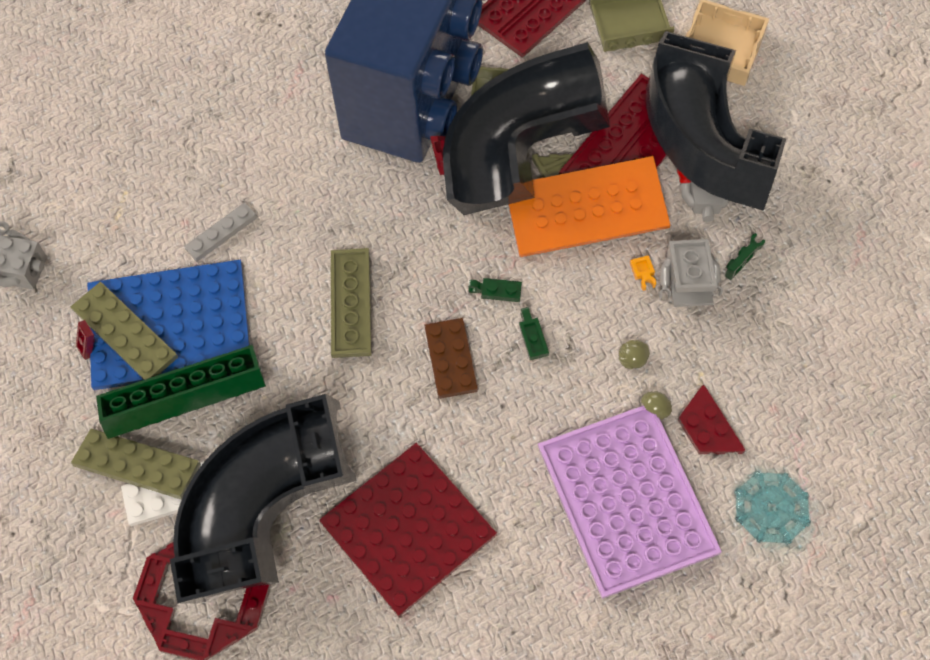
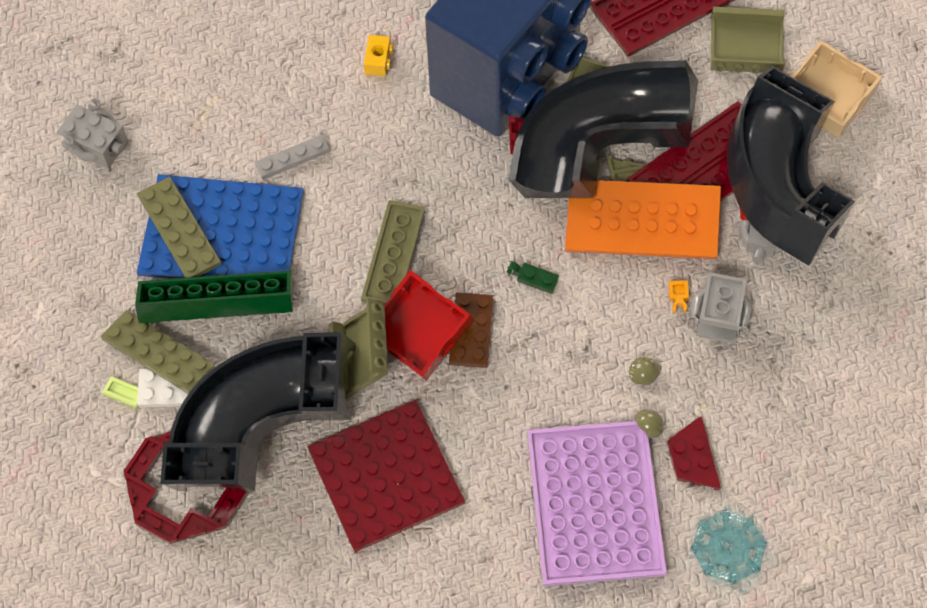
camera: 15 degrees right, 0 degrees up
(84, 339) = (141, 227): dark red plate -> none
(108, 514) = (121, 391): none -> yellowish green tile
(278, 112) = (376, 64): none -> yellow brick
(359, 410) = (369, 359): none -> olive panel
(398, 366) = (422, 325): none -> red tile
(532, 336) = (553, 329): dark green plate -> none
(744, 256) = (780, 305): dark green plate -> none

